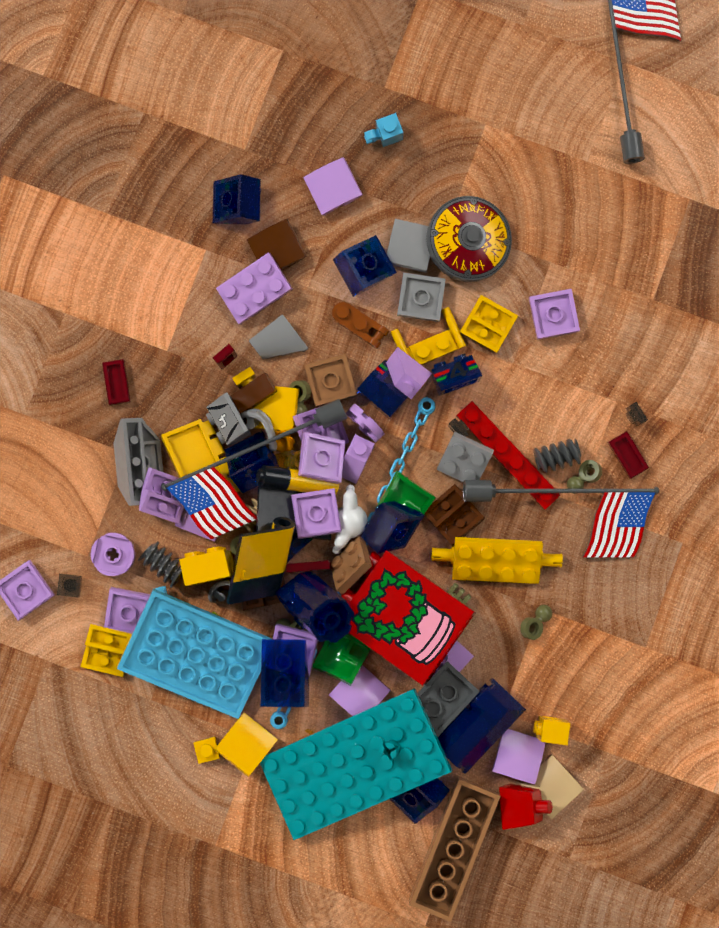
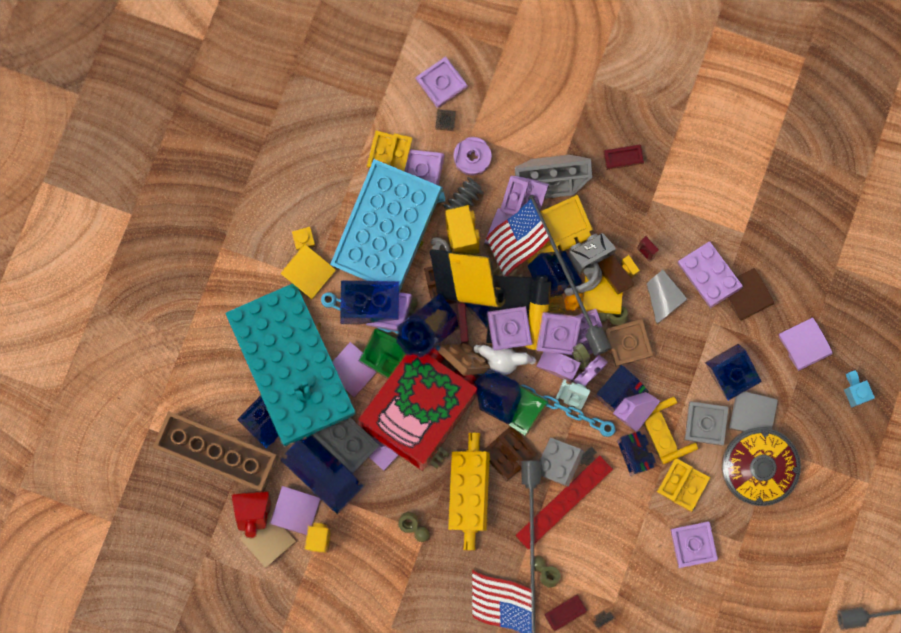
camera: 90 degrees right, 5 degrees down
(236, 200) = (789, 258): clear blue slope -> none
(347, 433) = (581, 355): none -> olive plate
(358, 323) = (681, 367): dark orange plate -> none
(391, 441) = (573, 394): none -> light aqua plate
(557, 455) = (563, 546): dark grey piece -> none

